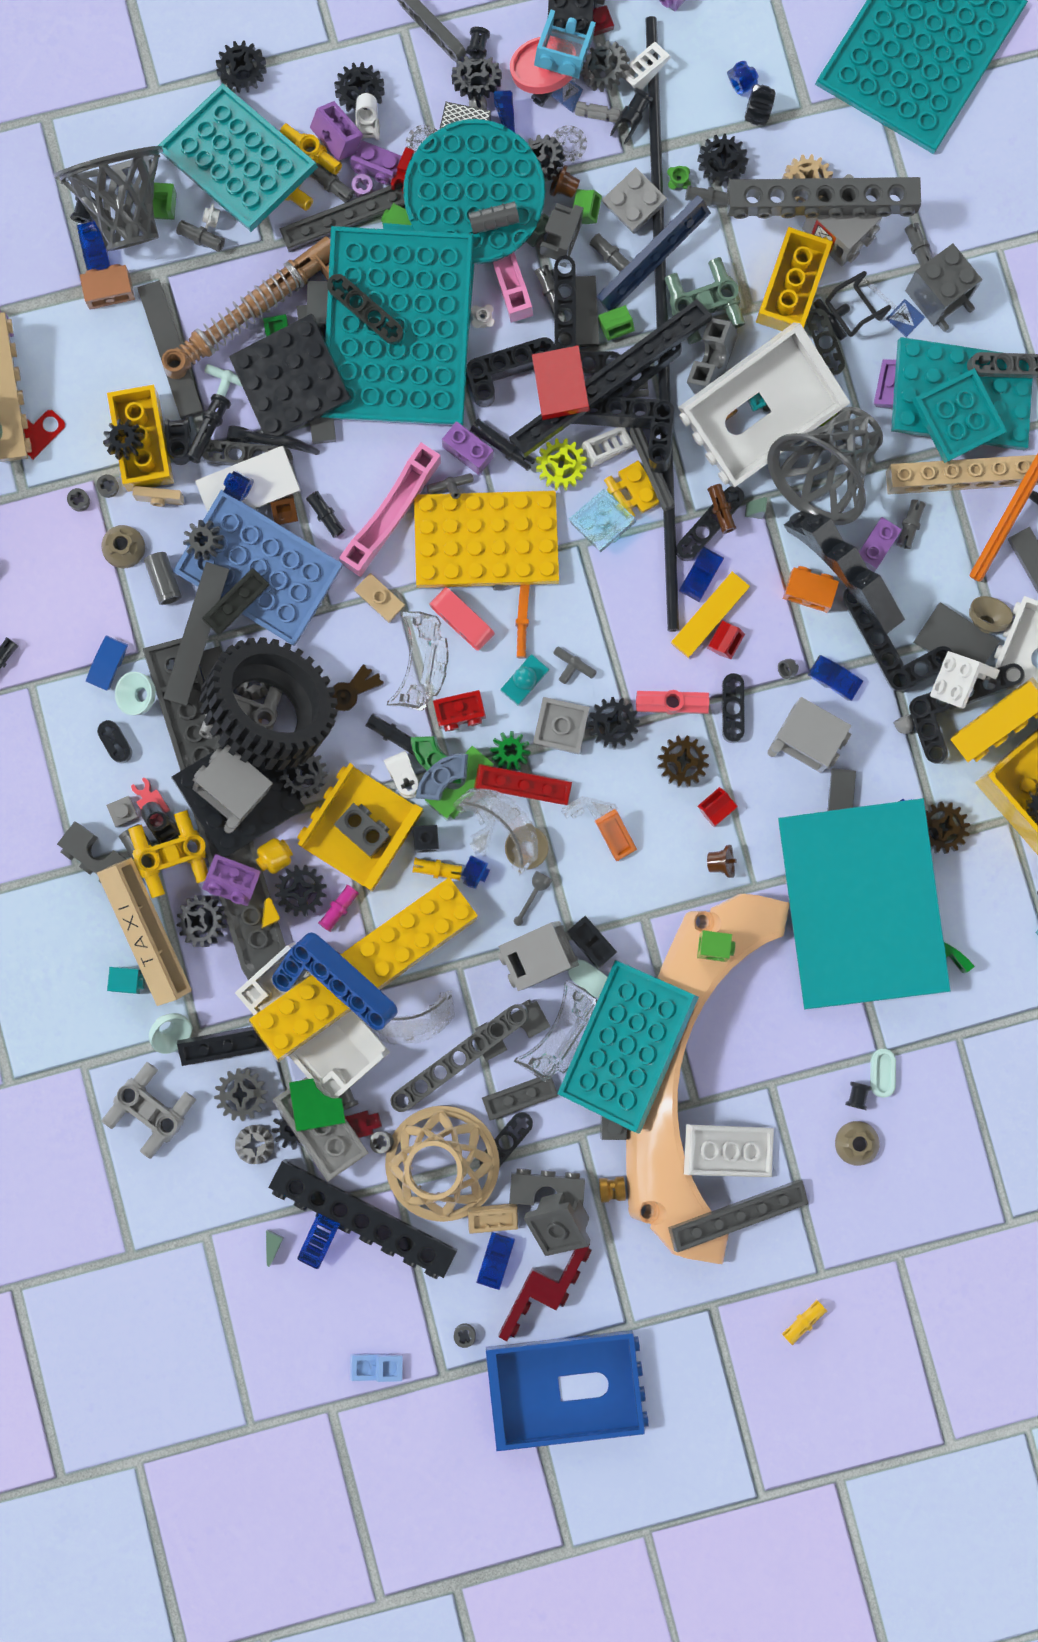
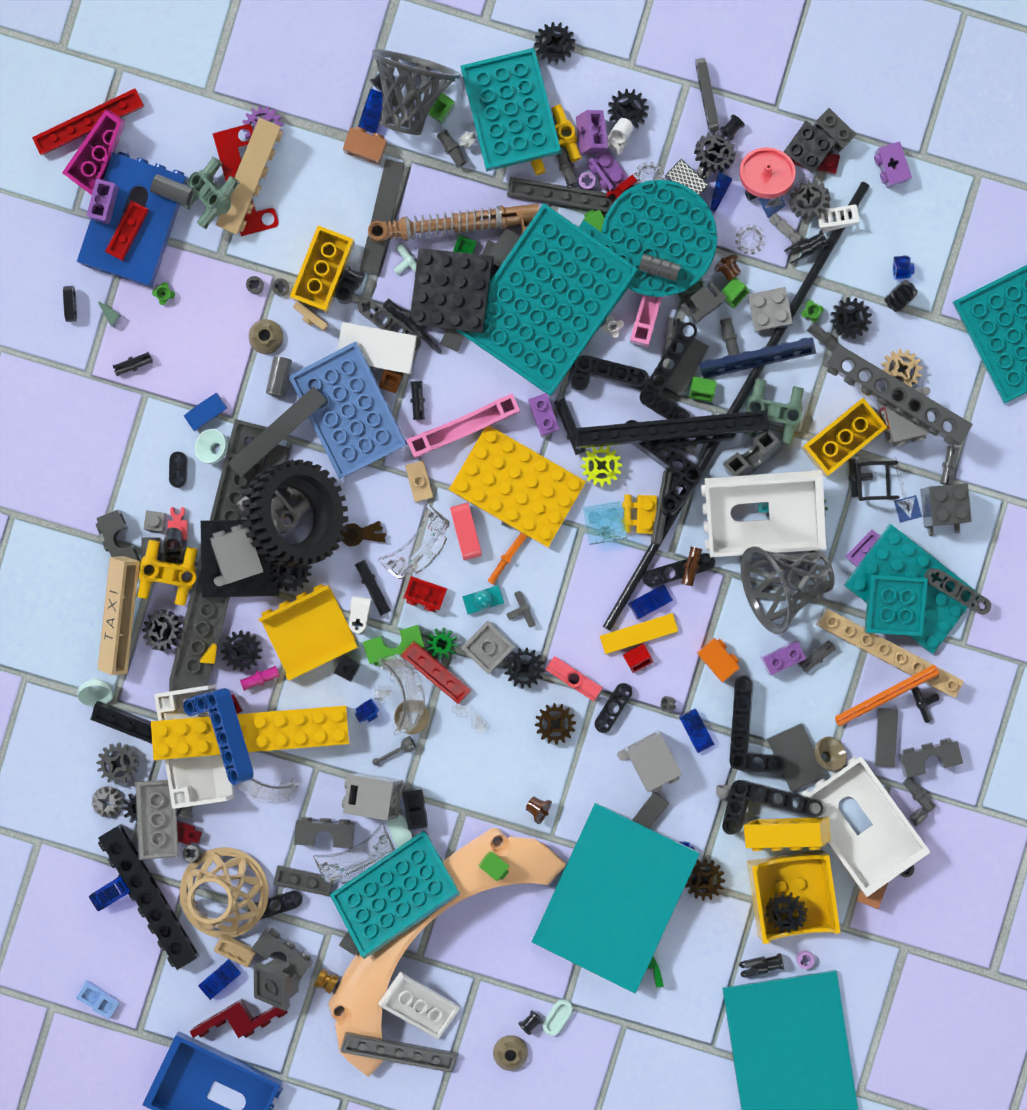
camera: 35 degrees right, 5 degrees up
(115, 436) = (305, 262): black gear -> none
(125, 980) = (86, 638): teal brick -> none
(148, 1110) = (50, 735): light grey piece -> none
(194, 537) = (326, 365): dark grey gear -> none
(210, 421) = (381, 286): black pin -> none
(231, 880) = (198, 616): medium lavender bracket -> none
(235, 601) = (317, 426): pearl dark grey tile -> none
(237, 485) = (367, 346): clear blue plate -> none
(273, 1243) = (79, 875): sand green piece -> none
(274, 855) = (237, 616): yellow head -> none
(313, 1108) = (158, 804): green tile -> none
(359, 834) = (303, 637): dark grey brick -> none
(363, 311) = (534, 275): pearl dark grey beam -> none
(428, 752) = (385, 619): green tile -> none
(437, 869) = (342, 692): yellow pin -> none
(441, 775) = (382, 633): sand blue tile -> none
(448, 1062) = (286, 831): dark grey beam -> none
(451, 484) = (516, 432): dark grey piece -> none
(472, 1334) = (171, 1009): dark grey bush -> none
(549, 154) = (728, 239): black gear -> none
(560, 382) = (633, 411): tile -> none
(562, 48) = (786, 172): medium azure window -> none
(593, 452) = (626, 467): white slope -> none
(615, 835) = (477, 745): orange tile -> none
(717, 806) = (559, 768): red piece -> none
(756, 508) = (716, 579): sand green piece -> none
(825, 322) = (847, 479): pearl dark grey beam -> none
(846, 562) = (749, 663): black arch -> none
(958, 679) = (775, 787): white bracket -> none

